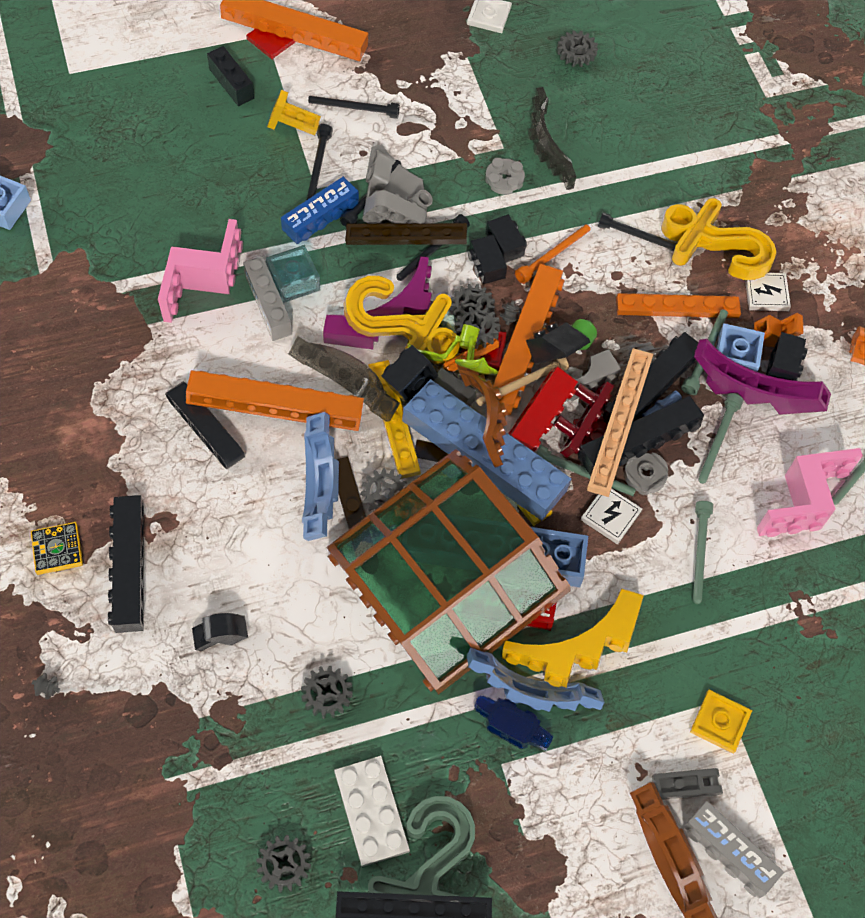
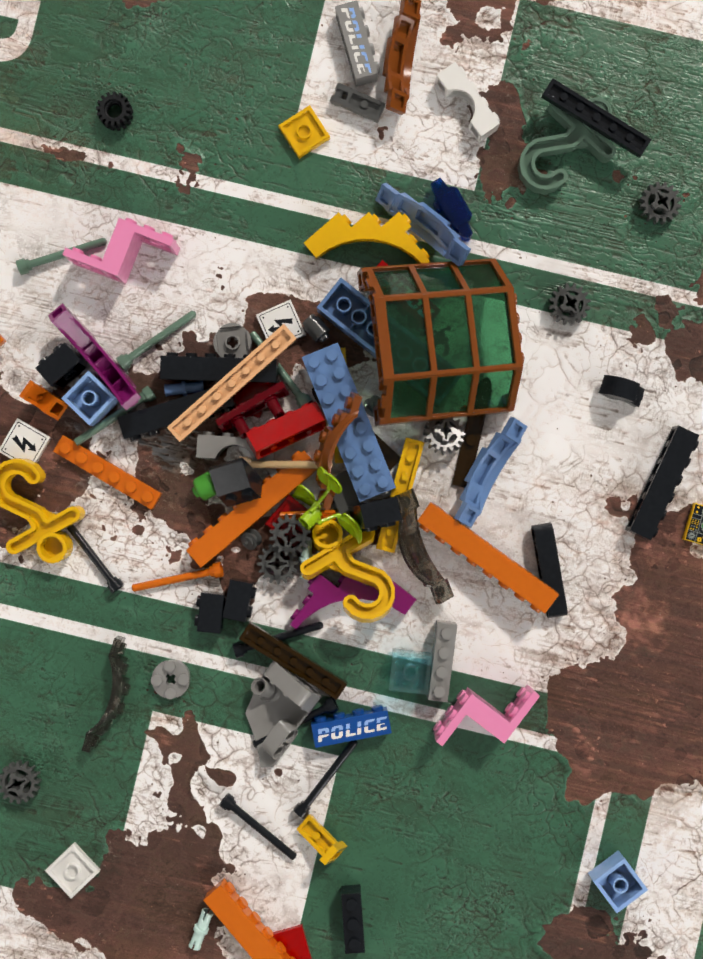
camera: 145 degrees left, 25 degrees up
(356, 17) = (201, 929): none -> light aqua pin
(371, 811) = (581, 207): white plate -> none
(540, 843) = (454, 83): none -> white arch
(574, 524) = (316, 328): none -> dark grey brick
(704, 510) = (210, 286): sand green piece -> none

